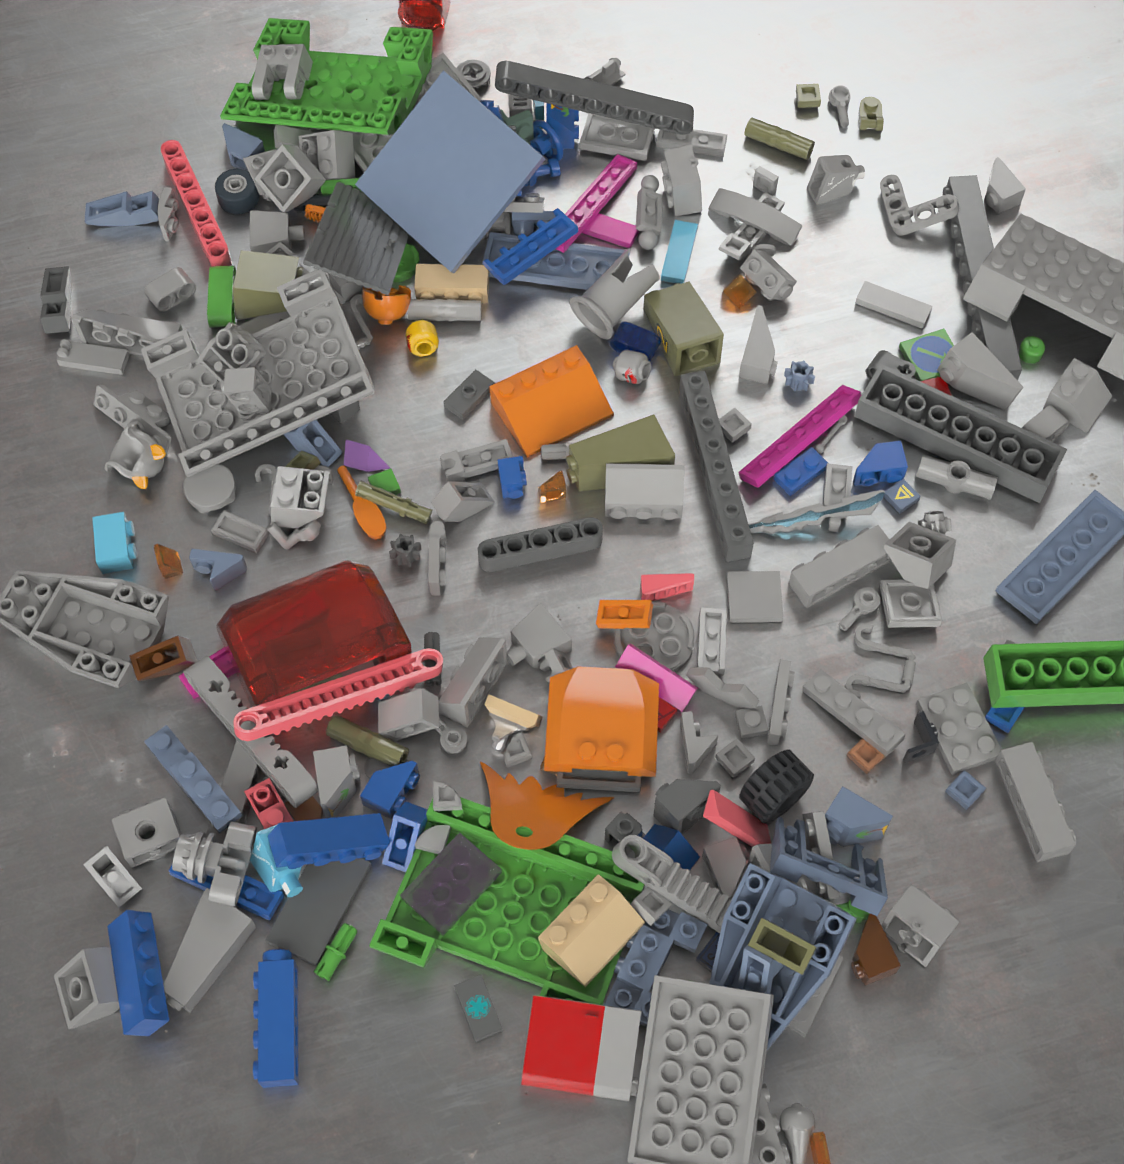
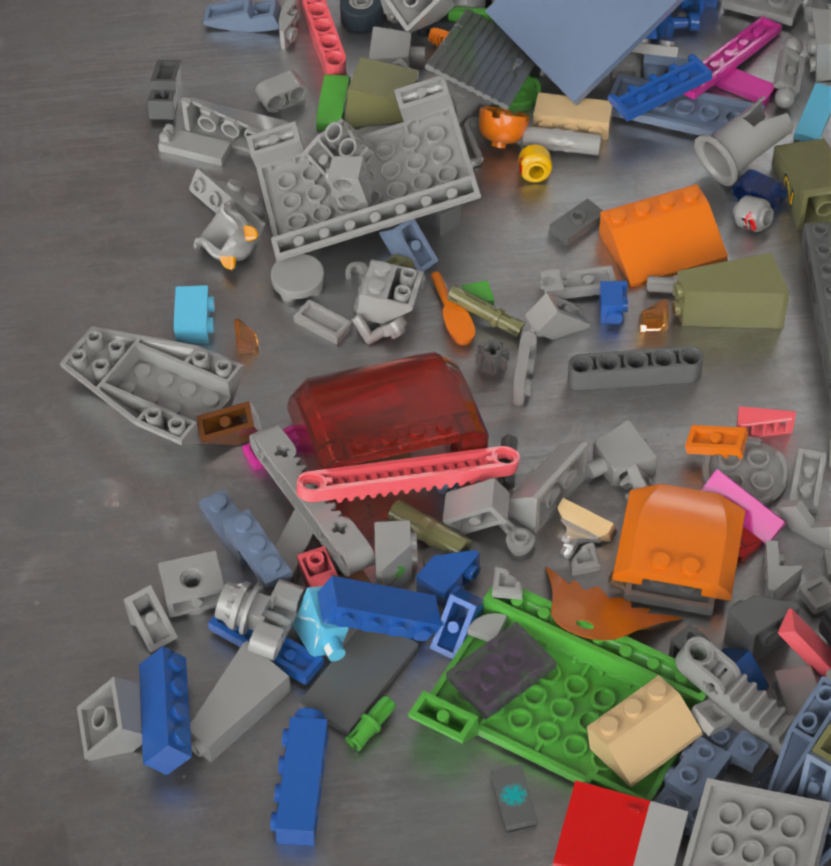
camera: 10 degrees right, 10 degrees down
(223, 566) = (300, 348): sand blue slope -> none
(362, 457) = (458, 267): medium lavender sticker -> none
(644, 491) = (752, 328): light grey slope -> none

